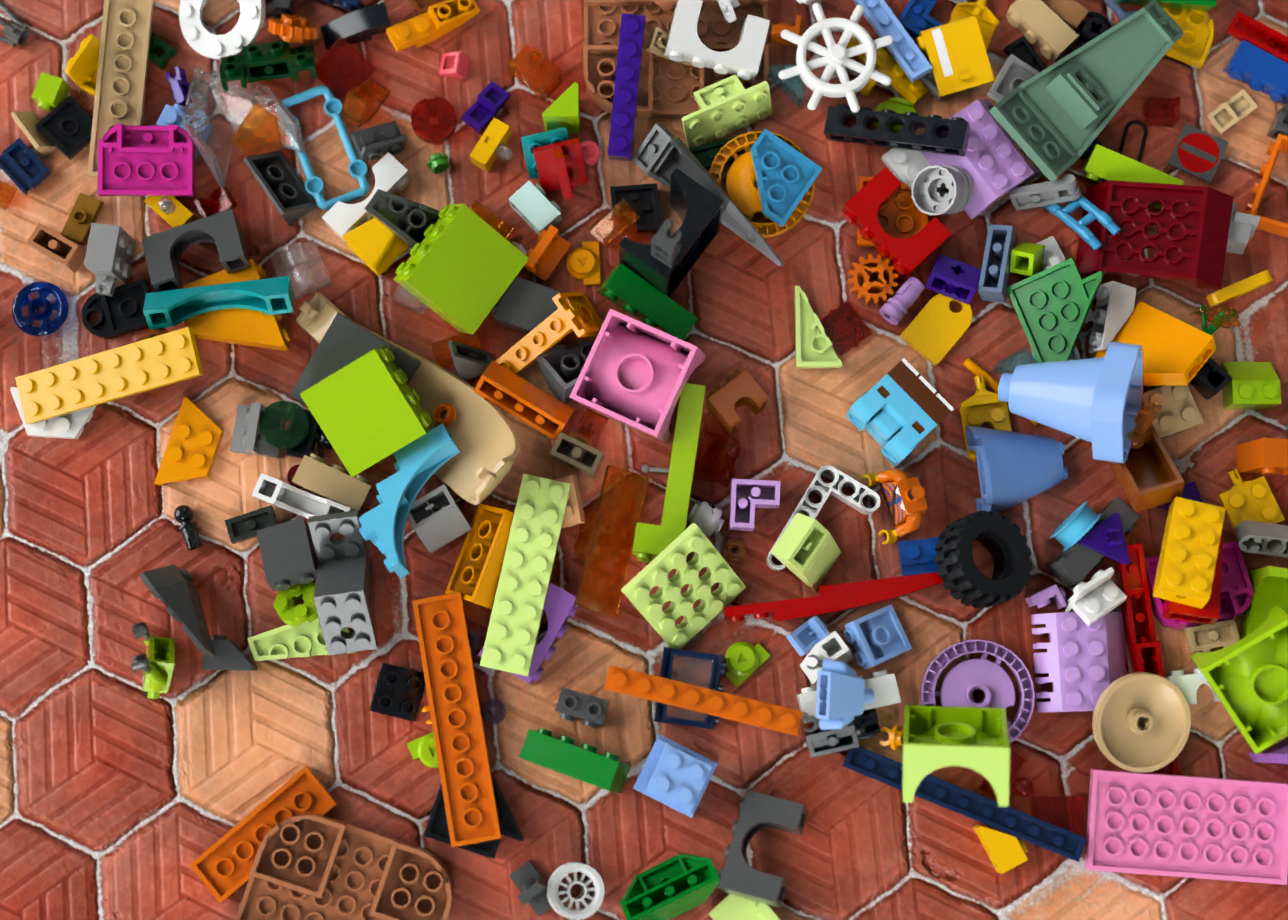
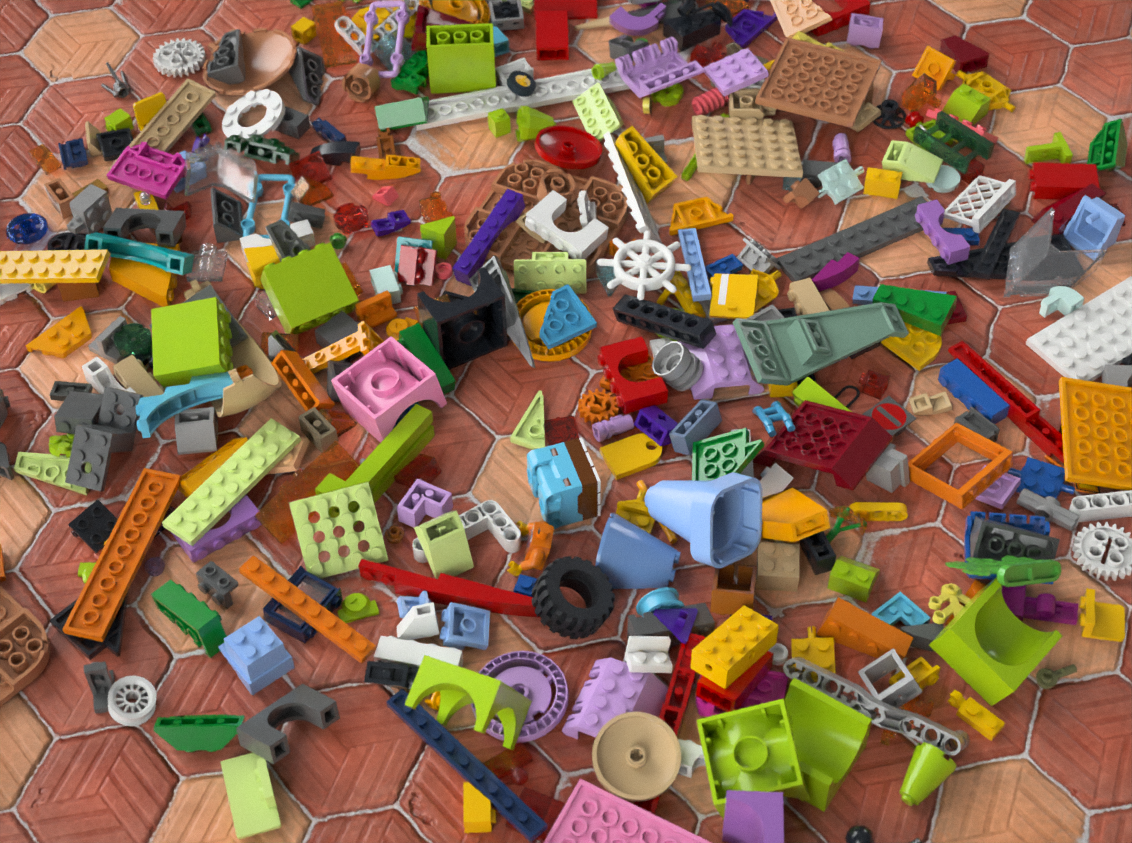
camera: 25 degrees right, 30 degrees down
(184, 515) = (28, 377): black pin -> none
(258, 132) = (231, 180): clear orange plate -> none
(293, 28) = (292, 137): orange gear -> none
(492, 145) = (379, 242): yellow piece -> none
(664, 245) = (444, 294): dark grey hinge -> none
(706, 517) = (385, 505): white head -> none
(737, 392) = (451, 435): dark orange piece -> none
(838, 695) = (406, 640): light blue torso -> none
(1027, 258) = (715, 427): lime brick -> none
(1043, 597) = (611, 649): lavender bracket -> none
(1045, 193) = (753, 395): light grey plate -> none
(1144, 421) = (749, 549): clear orange plate -> none

